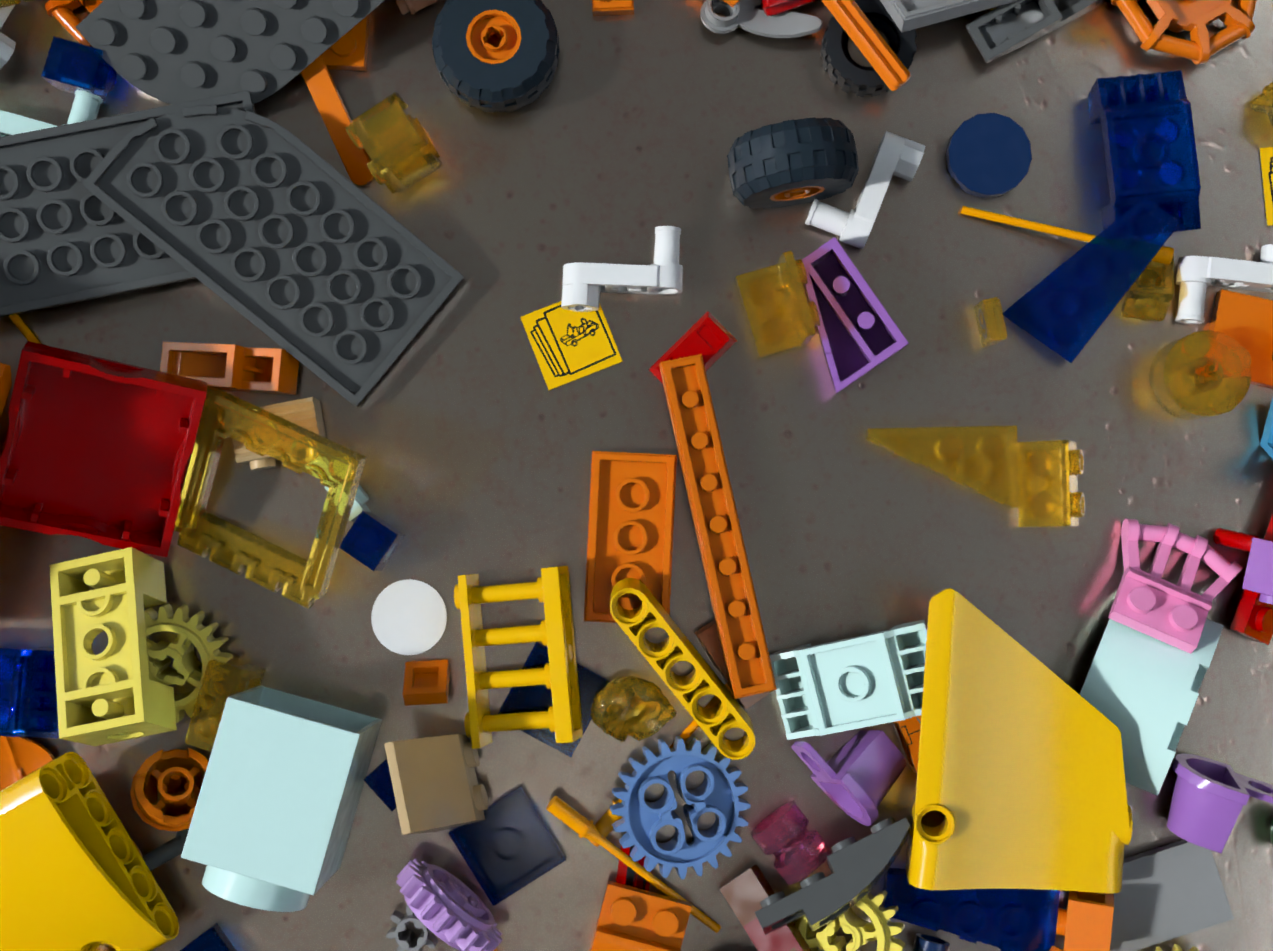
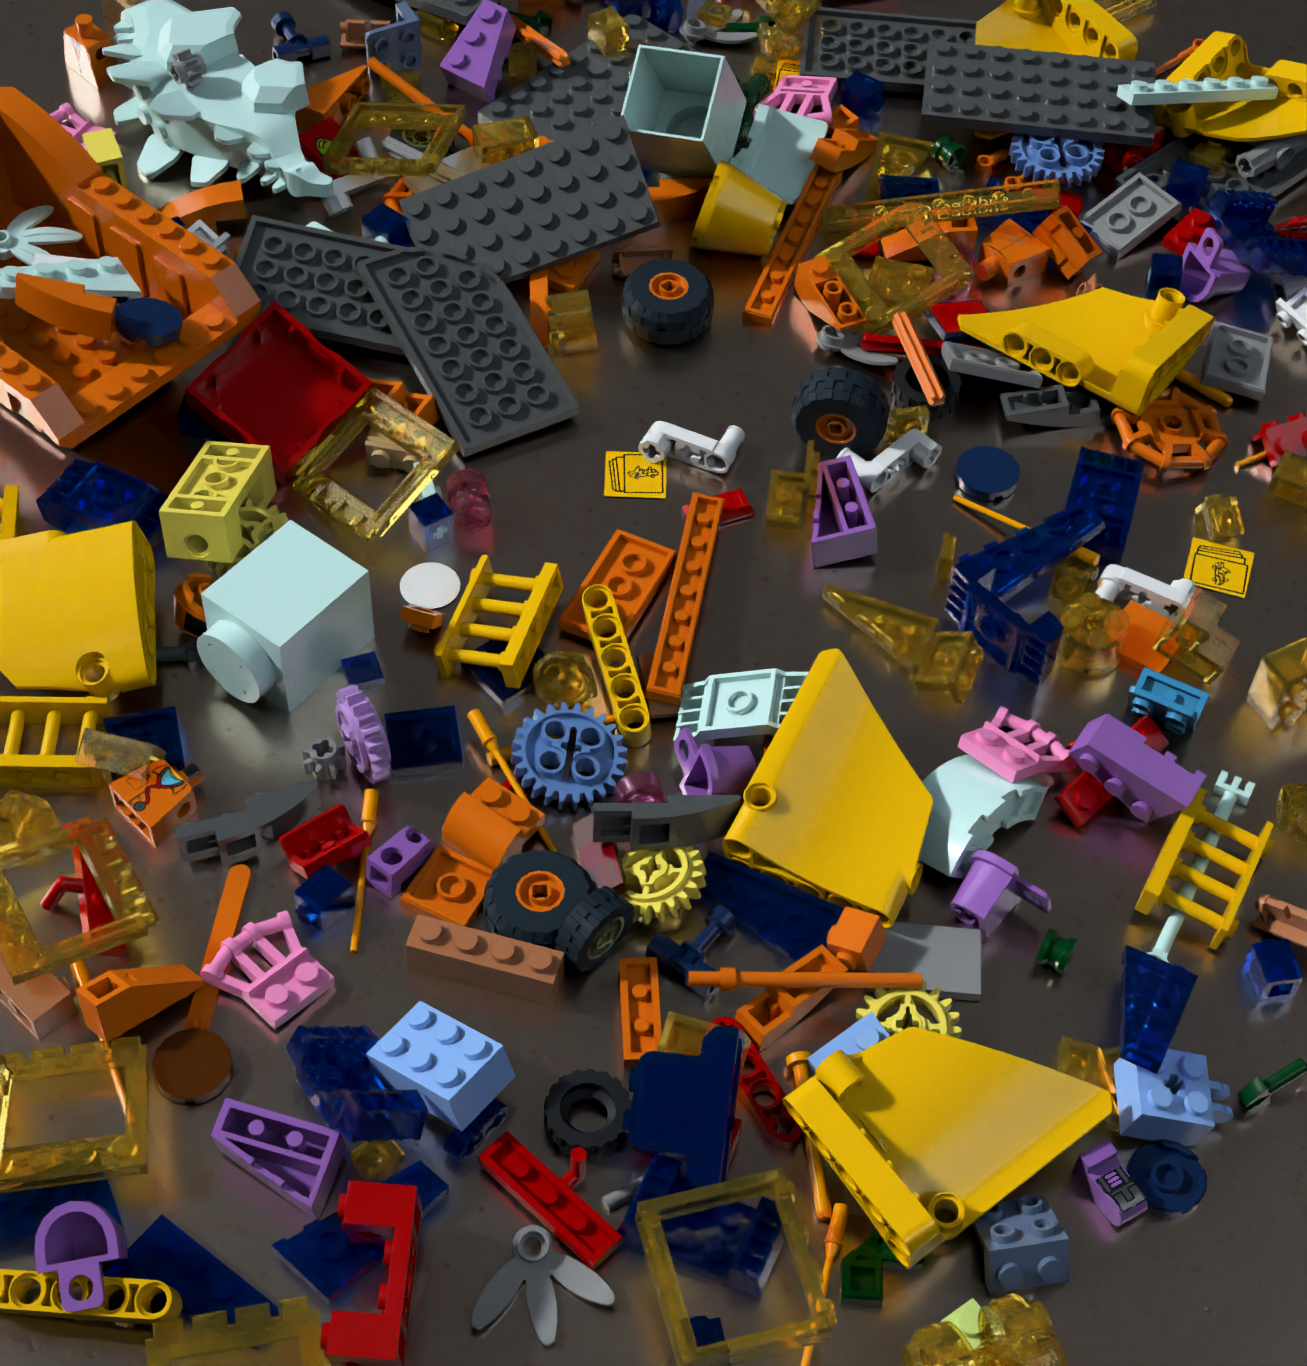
camera: 20 degrees right, 35 degrees down
(399, 487) = (469, 500): none -> clear pink wheel
(435, 783) = (397, 655): tan slope -> none
(872, 123) = (905, 419): none -> clear yellow bracket
(1149, 433) = (999, 630): none -> clear blue plate

